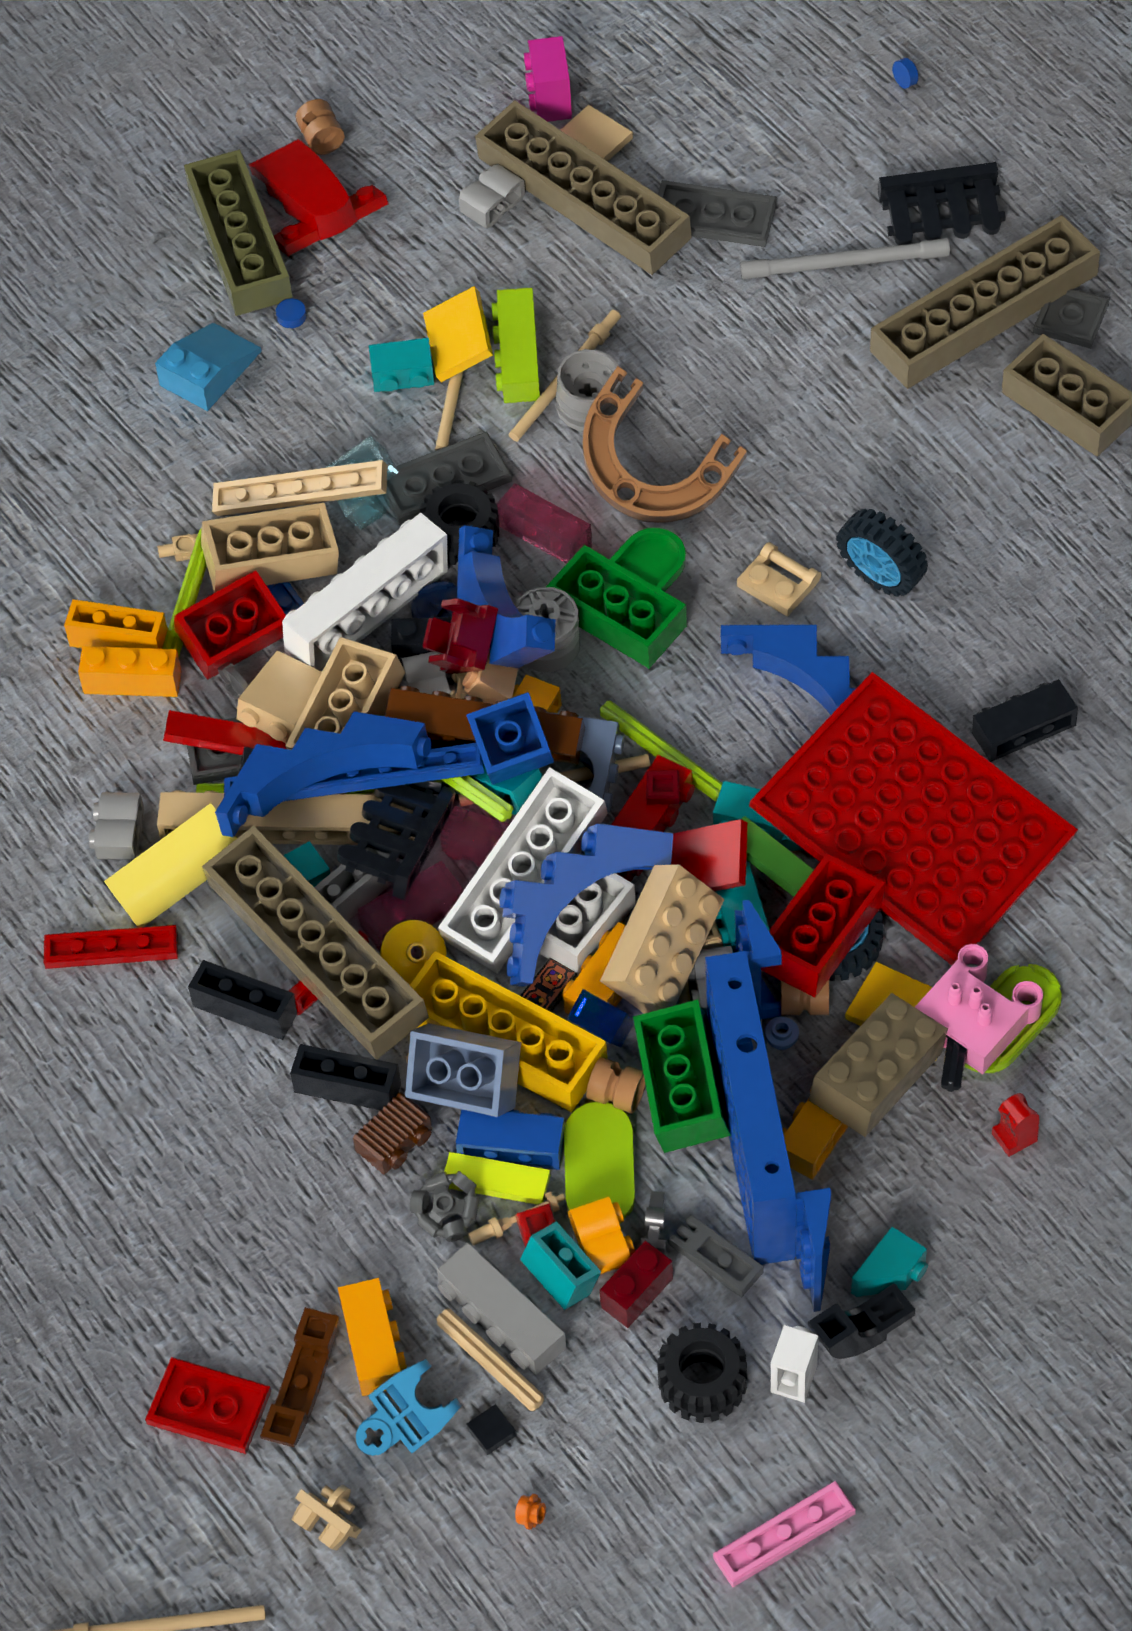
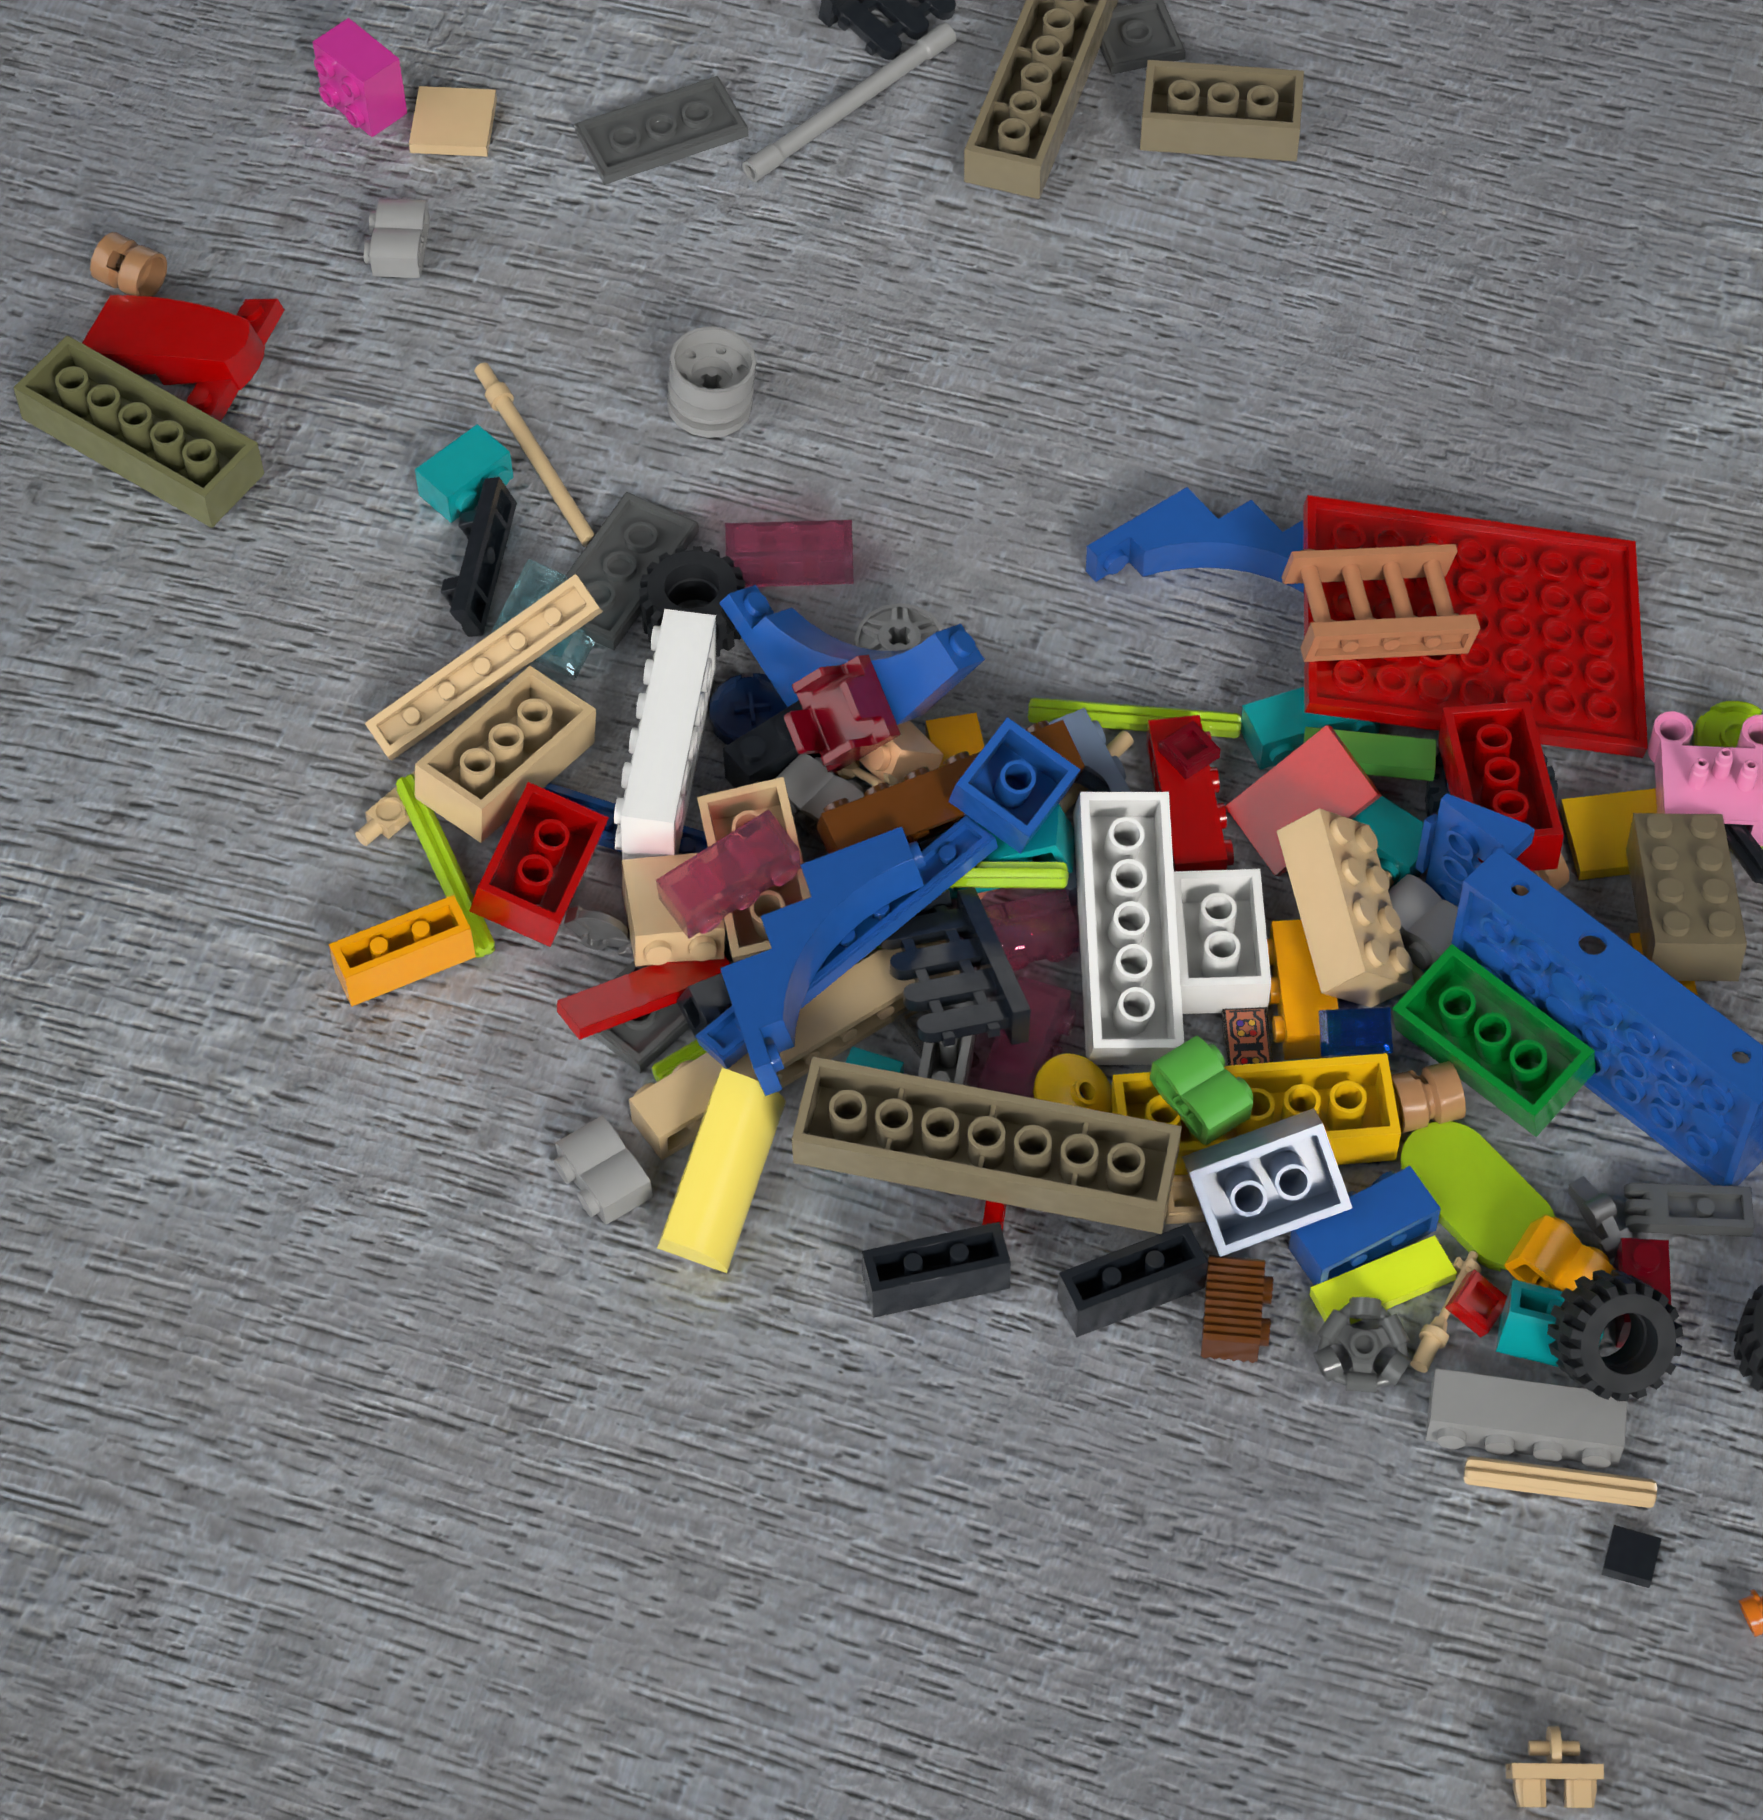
camera: 40 degrees left, 0 degrees up
(110, 946) = (714, 1313): red tile -> none
(130, 671) = (458, 989): light orange brick -> none
(205, 364) = (228, 601): dark azure slope -> none
(208, 1405) = (1304, 1748): red tile -> none
(291, 313) = (276, 489): blue tile -> none
(302, 1378) = (1383, 1645): reddish brown slope -> none
(312, 692) = (729, 874): none -> clear pink brick
(369, 420) = (487, 538): none -> black hinge
(371, 1333) = (1417, 1544): light orange brick -> none
(426, 1420) = (1536, 1605): dark azure piece -> none
(457, 334) = (503, 401): yellow tile -> none
(469, 990) = (1202, 1090): none -> bright green brick
(517, 345) = (578, 380): lime brick -> none
(537, 905) = (1201, 905): blue arch -> none
(555, 1308) = (1644, 1354): none -> black tyre
(585, 187) = (503, 171): dark tan brick -> none
(597, 336) = (656, 325): tan bar -> none
(626, 595) = (958, 567): green brick -> none
(650, 502) = (820, 456): medium nougat piece -> none
(774, 587) = (1088, 479): tan plate -> none
(837, 791) = (1375, 637): none -> nougat fence
(882, 552) = (1193, 370): black wheel -> none
(1024, 720) = (1478, 461): black brick -> none

